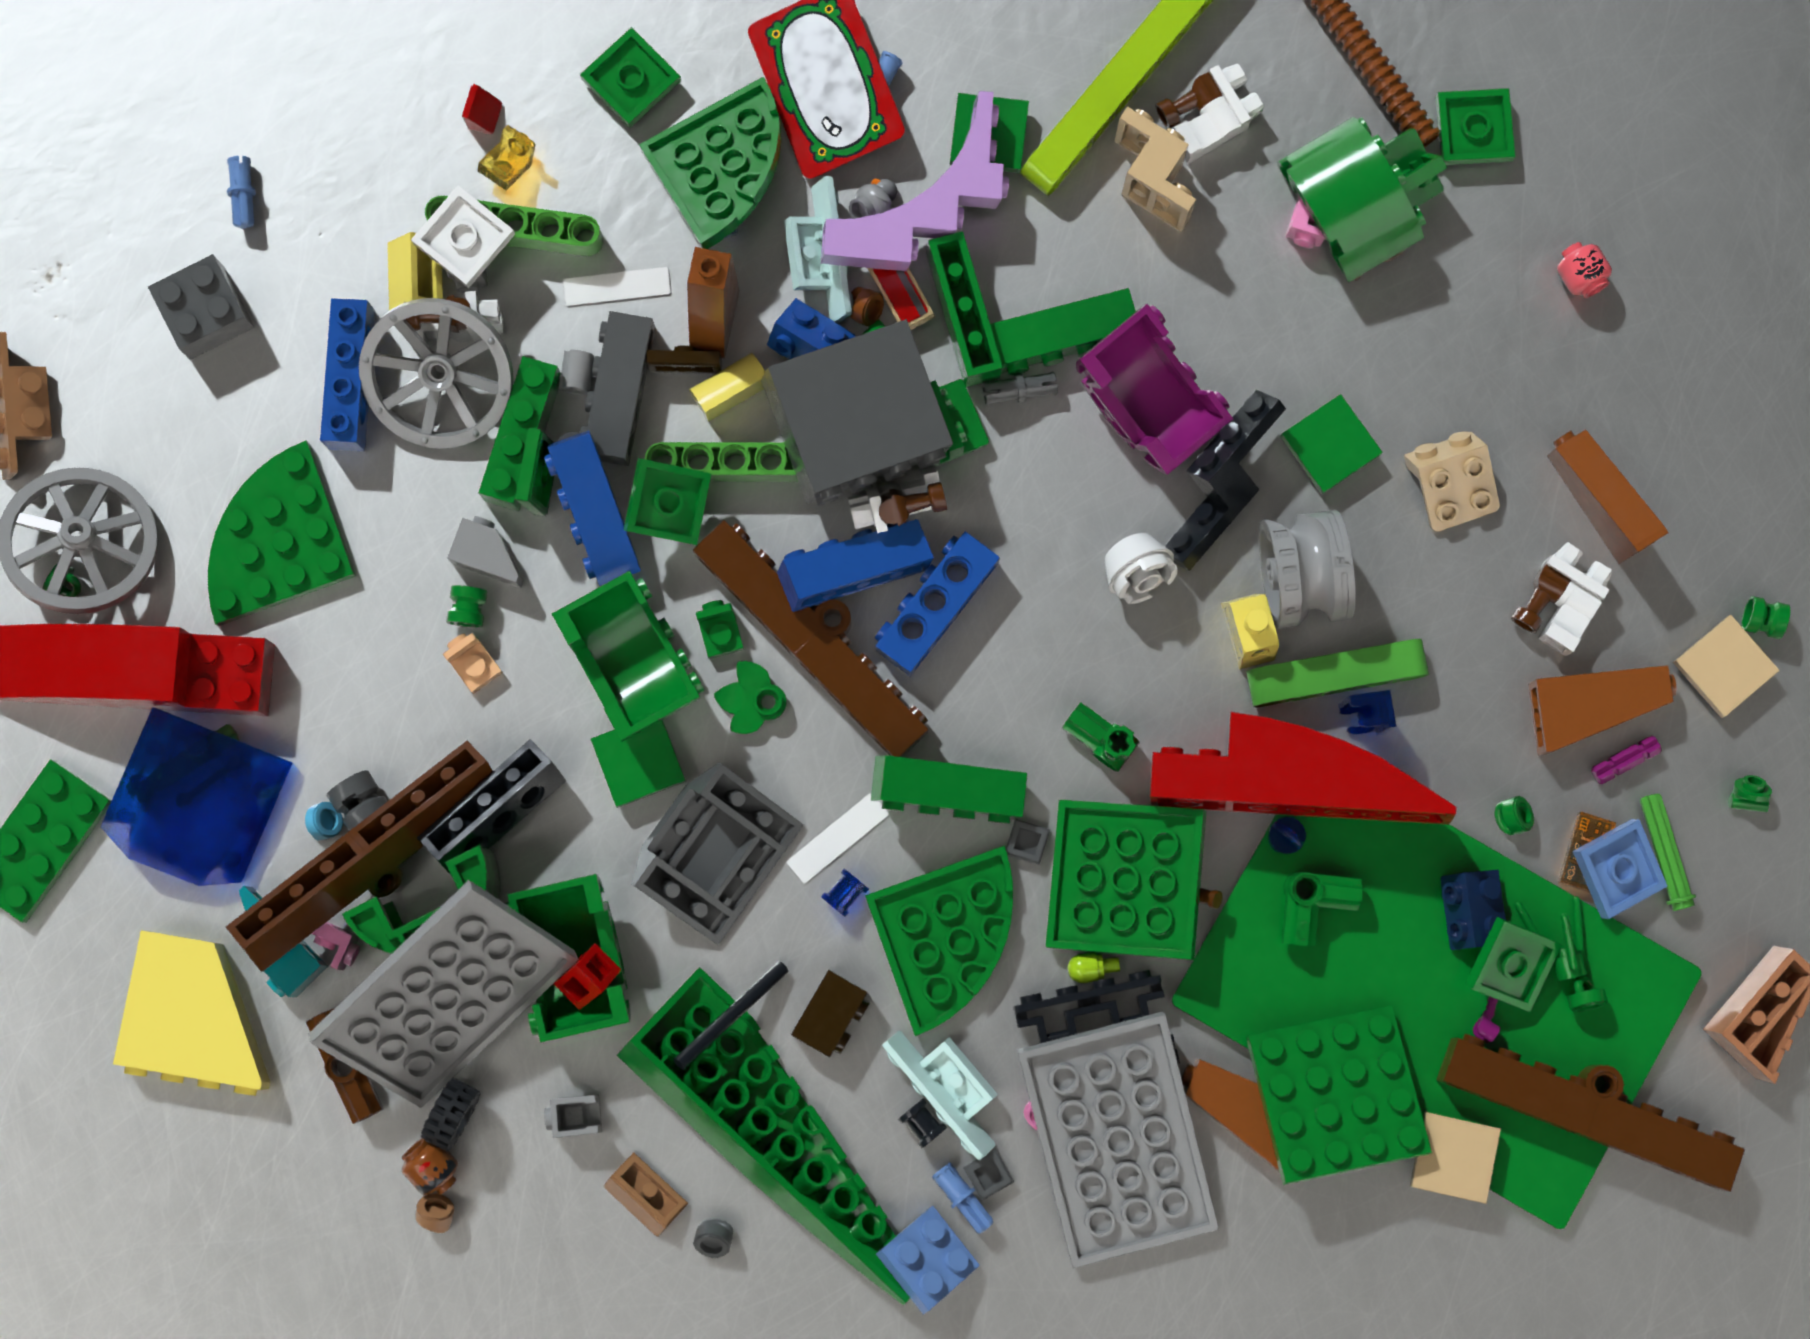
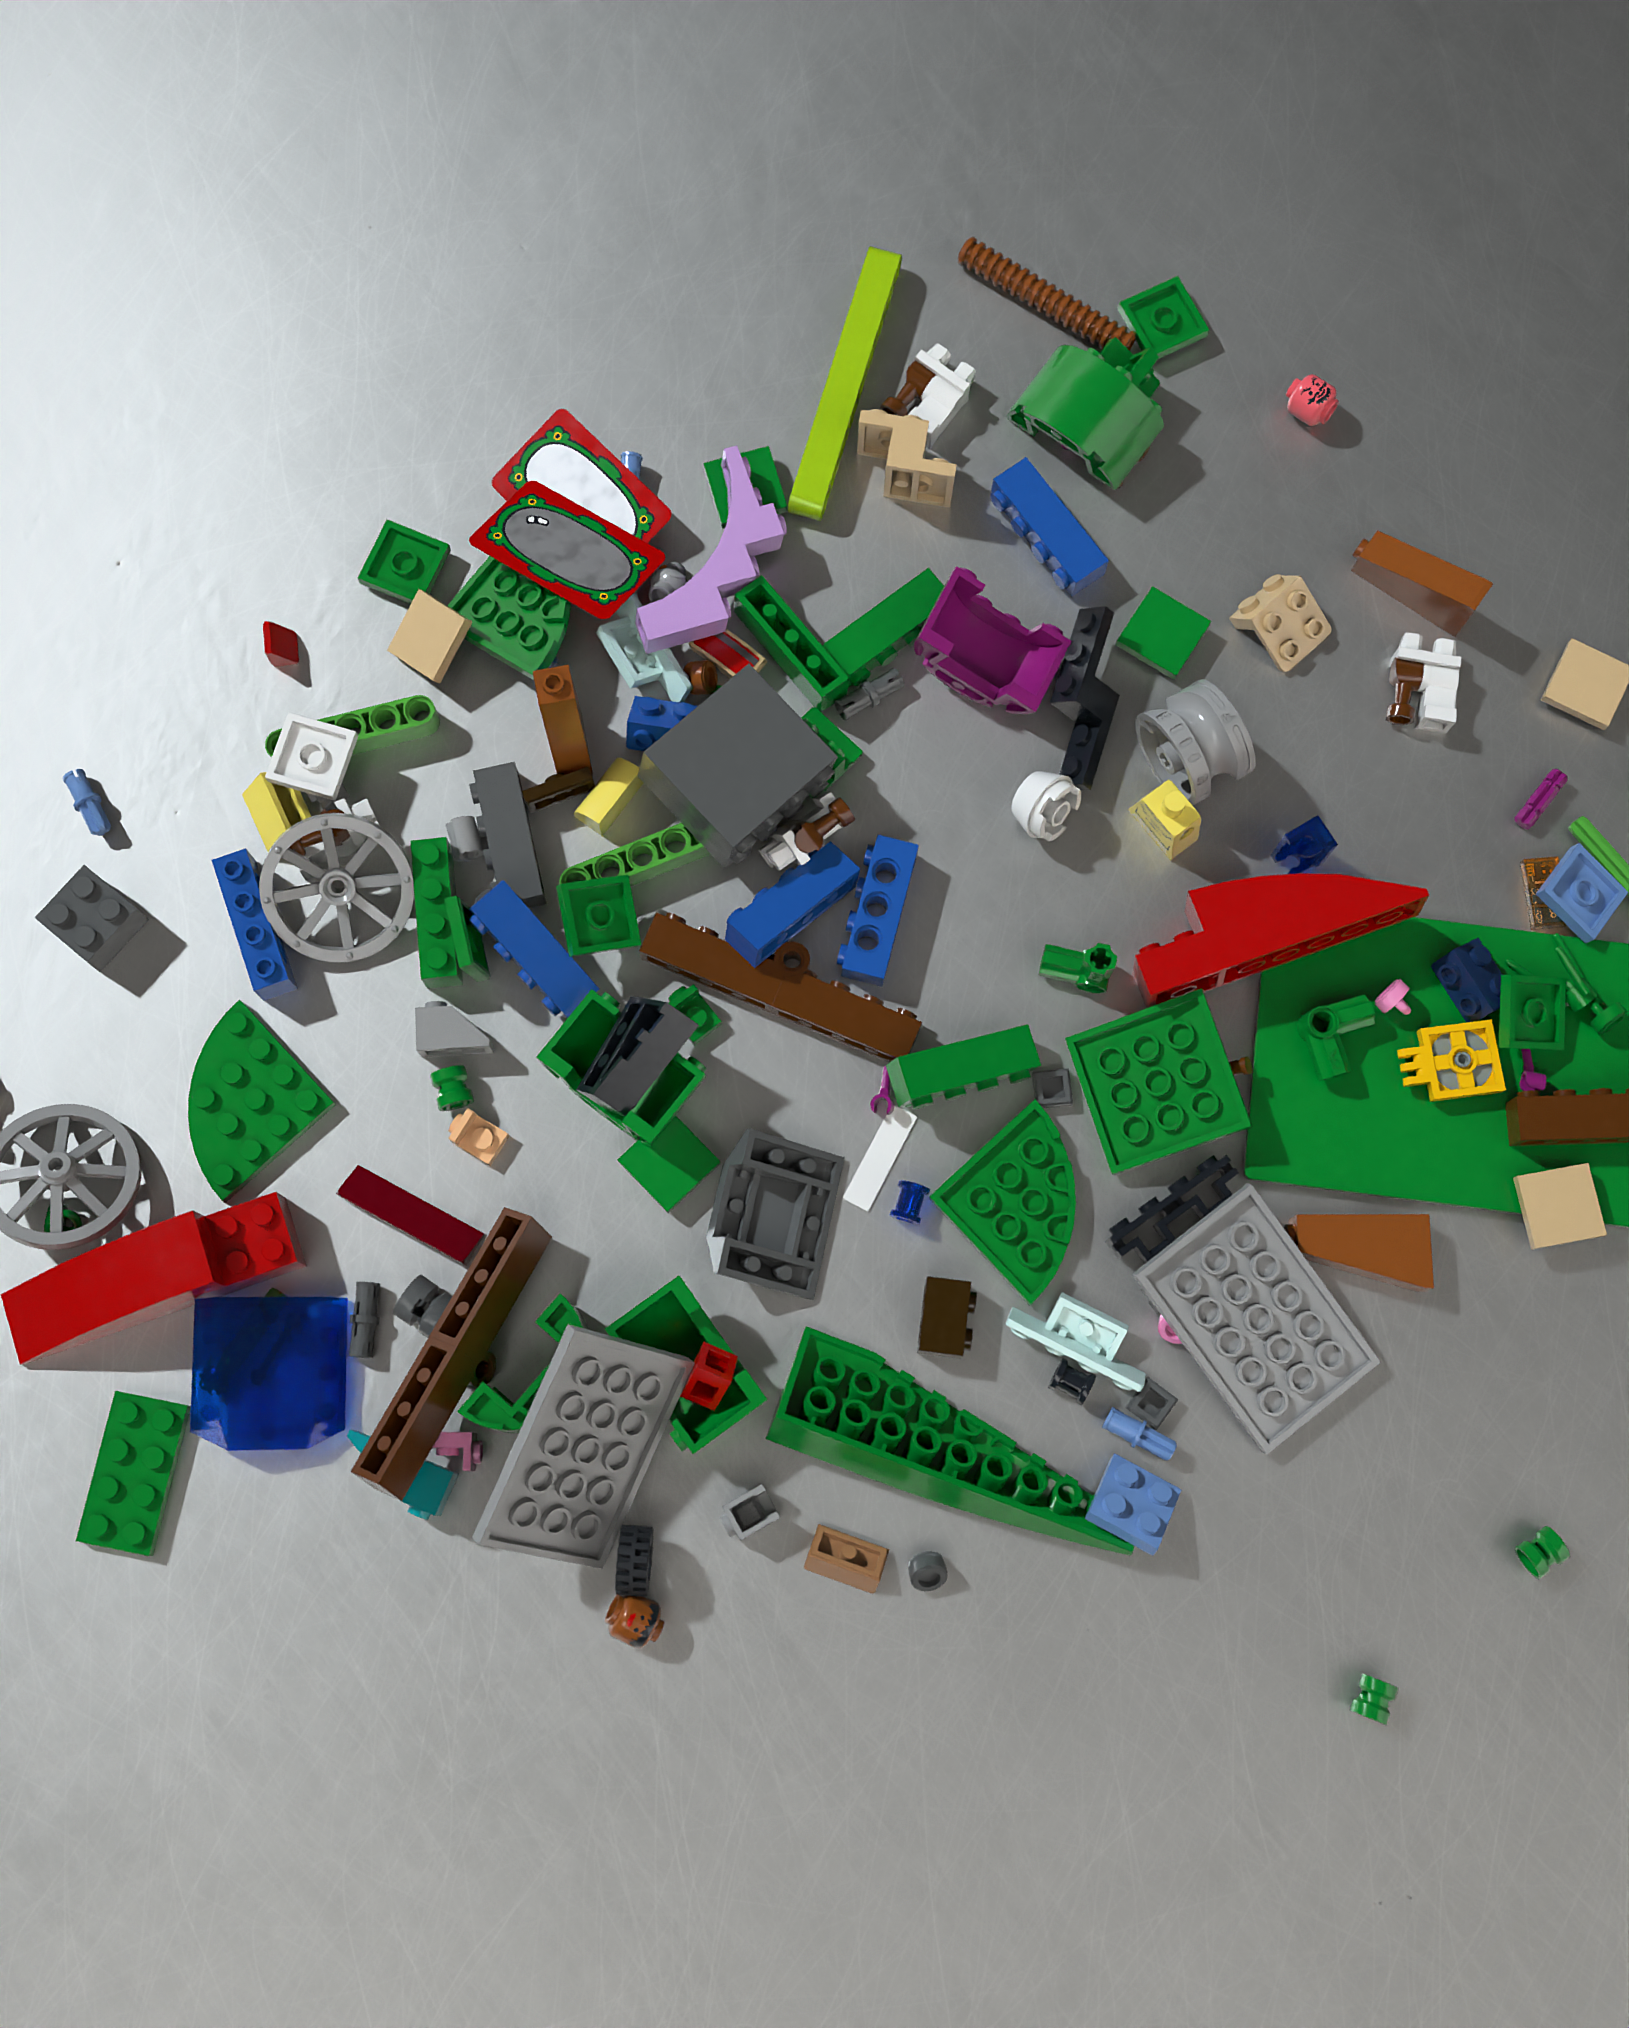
camera: 25 degrees left, 5 degrees down
(188, 1017) = (345, 1577): light yellow slope -> none
(299, 789) = (364, 1320): none -> dark grey pin
(323, 821) = (399, 1339): medium azure tile -> none
(354, 1089) = (533, 1576): reddish brown piece -> none
(381, 709) = (411, 1214): none -> dark red slope
(435, 1213) = (657, 1661): medium nougat tile -> none
(494, 804) = (553, 1257): black brick -> none
(508, 158) = (323, 675): clear yellow bracket -> none
(616, 286) = (468, 751): white sticker -> none
(623, 161) = (429, 636): none -> tan tile
(643, 649) = (635, 1053): none -> black wedge
(730, 1015) = (855, 1357): black bar -> none
(746, 697) = (742, 1064): green plate -> none
(789, 129) = (567, 549): none -> sticker
(866, 781) = (884, 1093): none -> magenta hand
(1091, 967) = (1160, 1175): lime cylinder -> none
(1266, 293) = (1048, 527): none -> blue brick
(1286, 835) = (1280, 985): clear blue tile -> none
(1299, 230) = (1053, 459): bright pink bracket -> none
(1337, 673) = (1258, 826): bright green beam -> none
(1338, 1095) = (1433, 1194): green plate -> none
(1388, 893) = (1392, 997): none -> bright pink tile
(1420, 978) = (1455, 1061): none -> yellow piece
(1514, 815) = (1471, 884): green tile -> none
(1586, 704) = (1487, 763): dark orange slope -> none
(1765, 617) = (1606, 628): green wheel -> none

